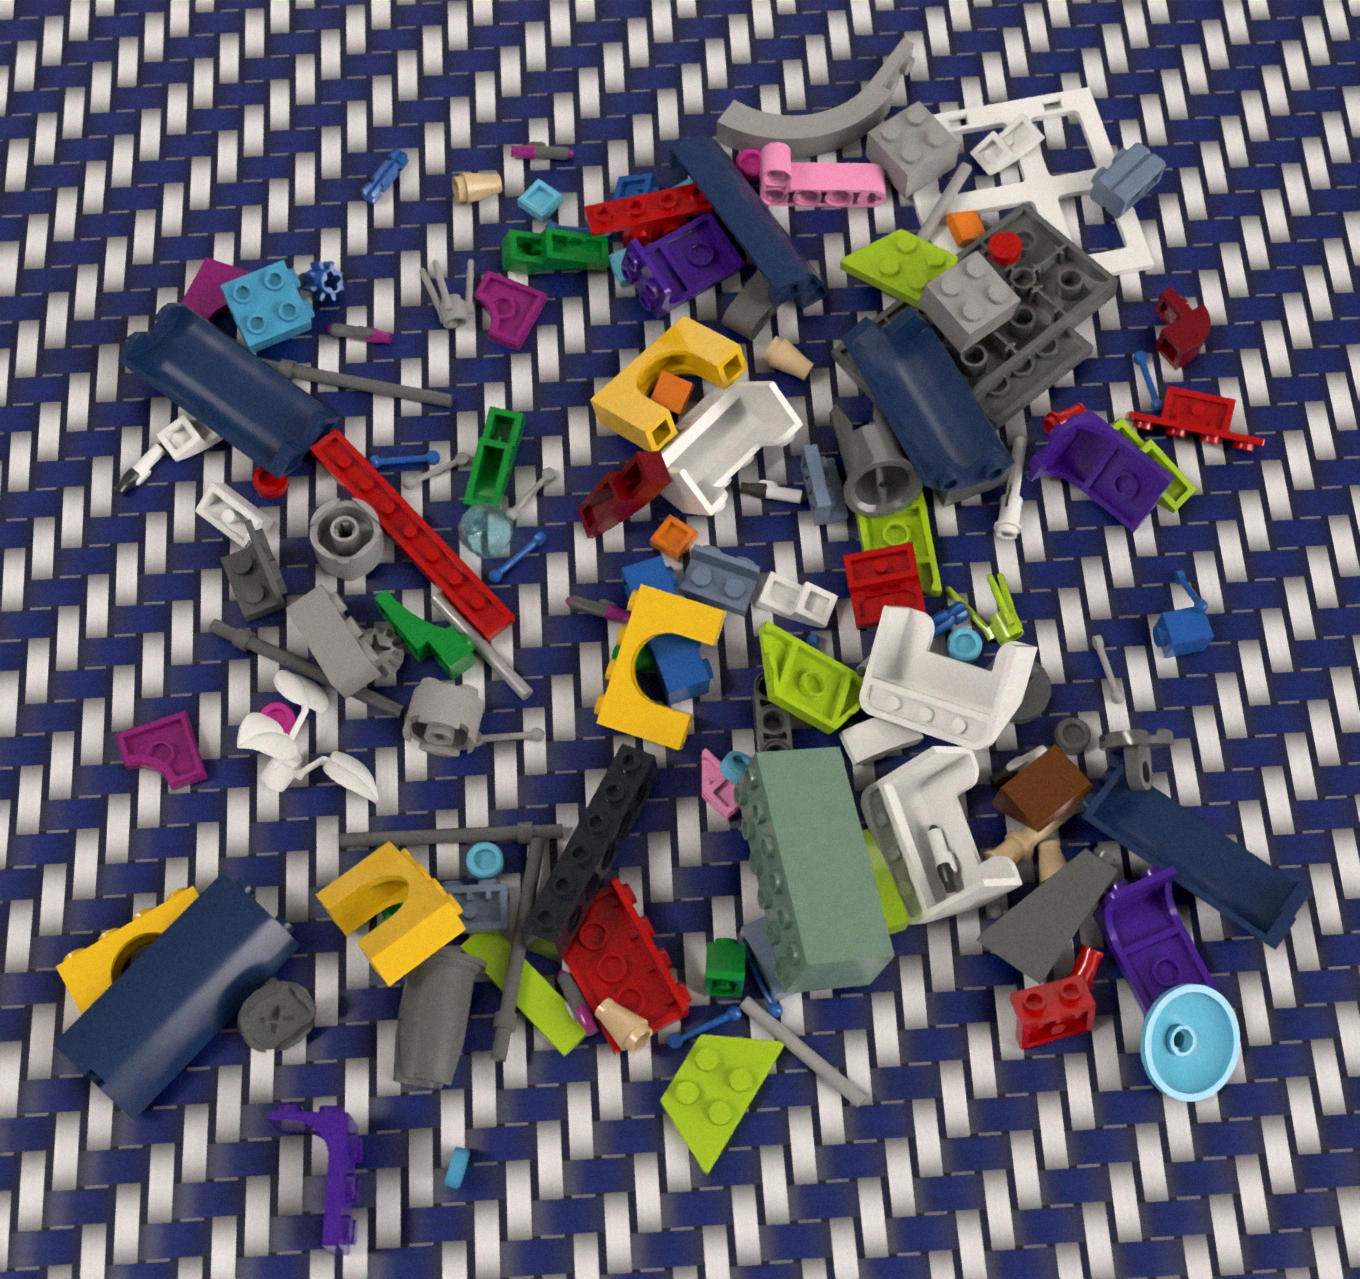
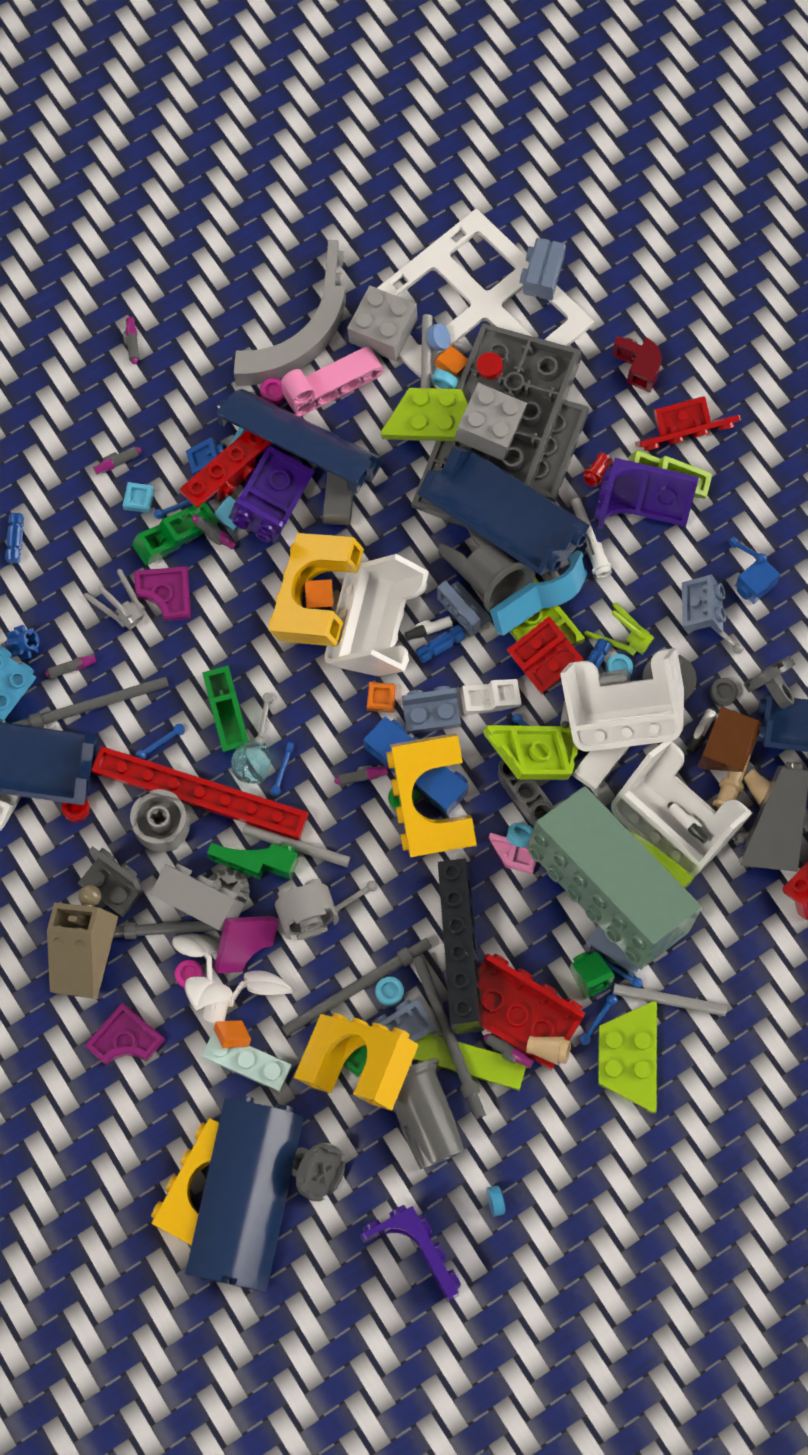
camera: 25 degrees left, 5 degrees up
(177, 620) = (79, 945): none -> dark tan slope
(229, 511) = (65, 847): white slope -> none
(279, 809) = (232, 1034): none -> orange tile
(279, 850) = (249, 1063): none -> light aqua plate
(354, 712) = (242, 939): none -> magenta tile
(460, 460) = (200, 721): light grey hinge -> none
(475, 186) = (85, 513): tan cone -> none
(595, 274) = (214, 534): none -> dark grey piece
(624, 492) = (334, 686): dark red slope -> none
(632, 41) = (130, 339): none -> piece
(774, 514) = (440, 643): none -> blue axle
(787, 358) = (384, 525): tan cone -> none
(915, 516) = (539, 595): none -> dark azure piece
(946, 239) = (444, 379): none -> medium azure tile
(950, 650) = (614, 677): none -> light grey slope
(965, 193) = (438, 337): none -> medium blue tile
(1010, 145) = (445, 284): white slope -> none
(1103, 625) = (703, 604): none -> sand blue bracket
(1140, 359) = (622, 397): blue hinge -> none

